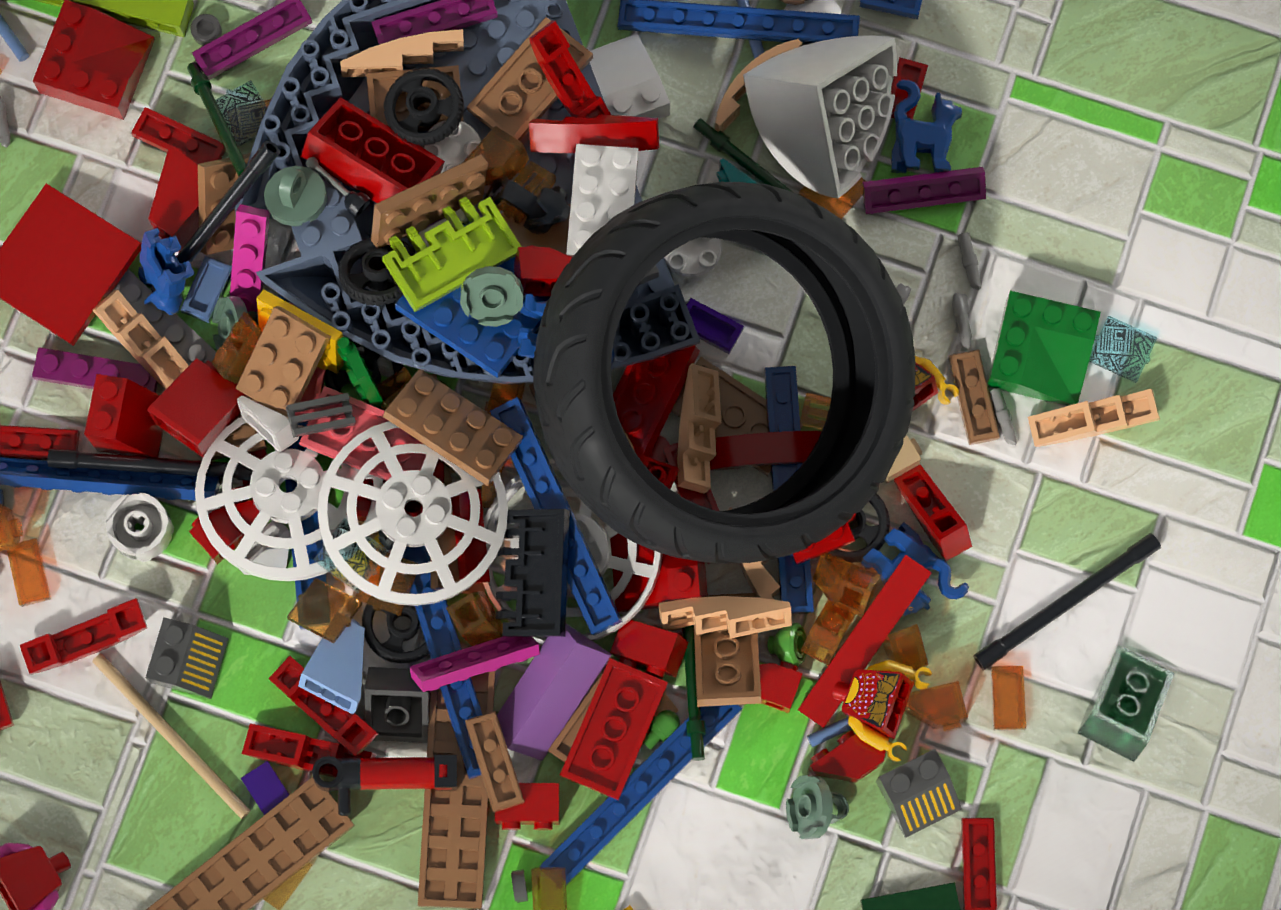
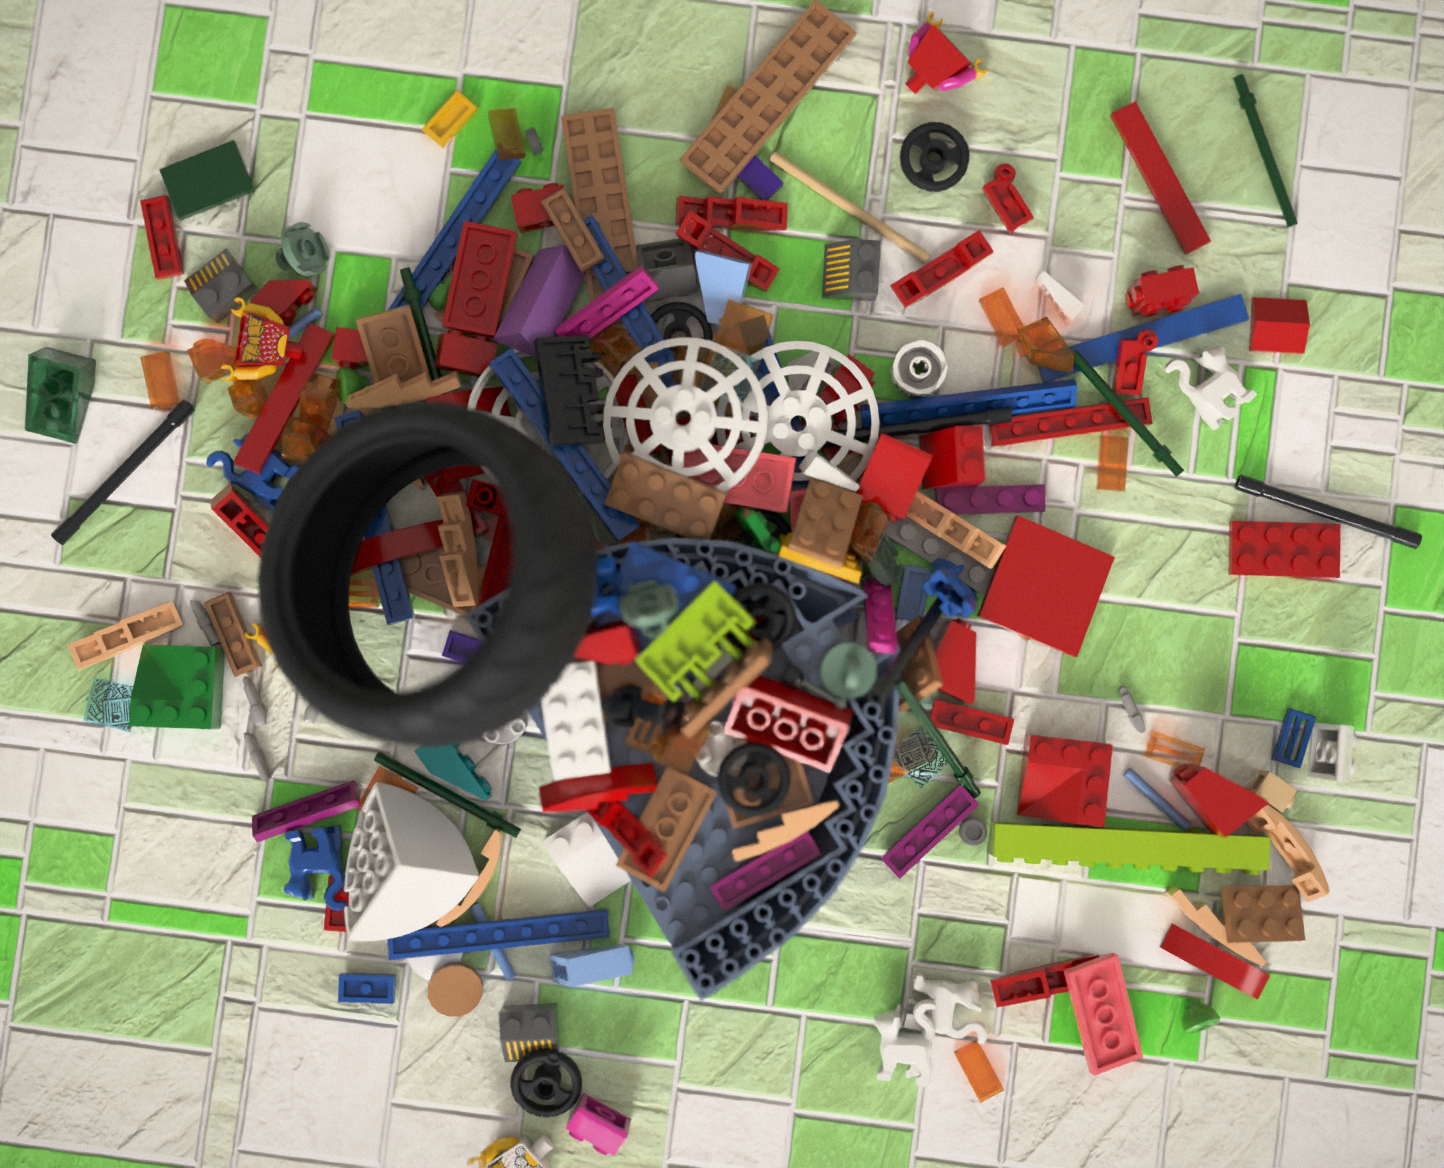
camera: 170 degrees right, 10 degrees up
(68, 796) = (920, 137): none -> black wheel
(317, 403) = (762, 492): dark grey tile -> none
(386, 773) = (662, 201): piece -> none

